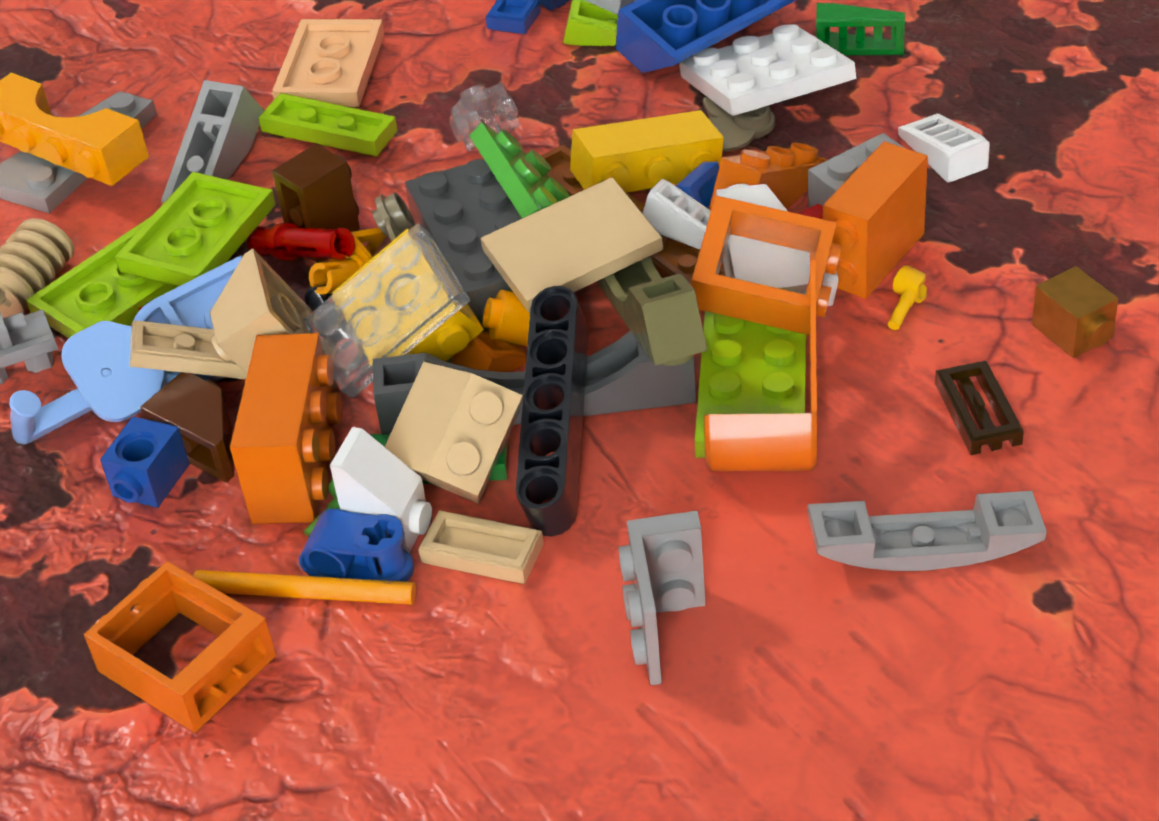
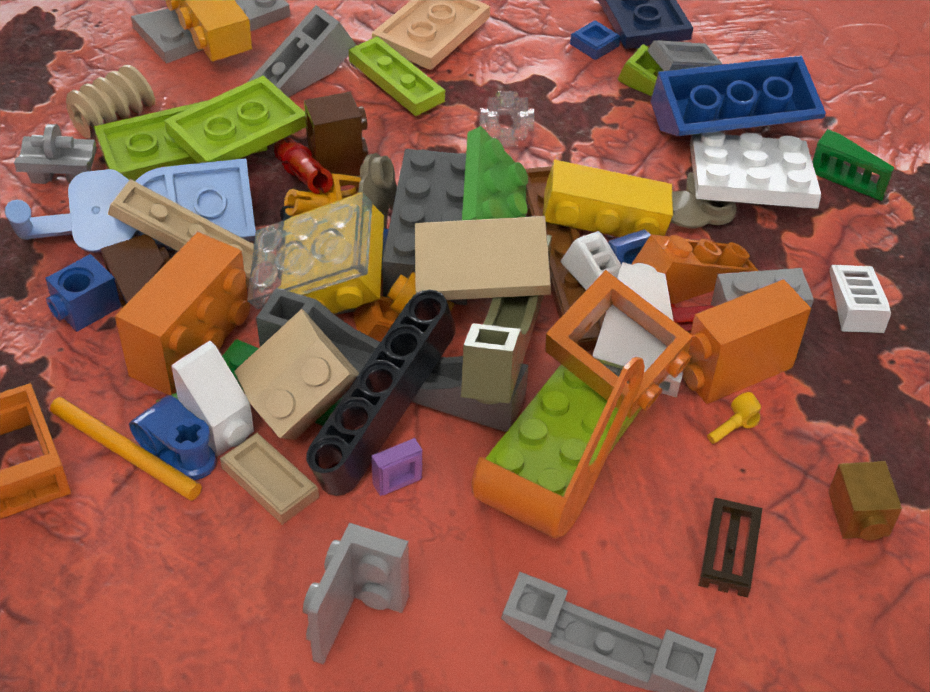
camera: 20 degrees right, 5 degrees up
(252, 305) = (224, 209): tan slope -> none
(611, 476) = (397, 467): none -> medium lavender tile

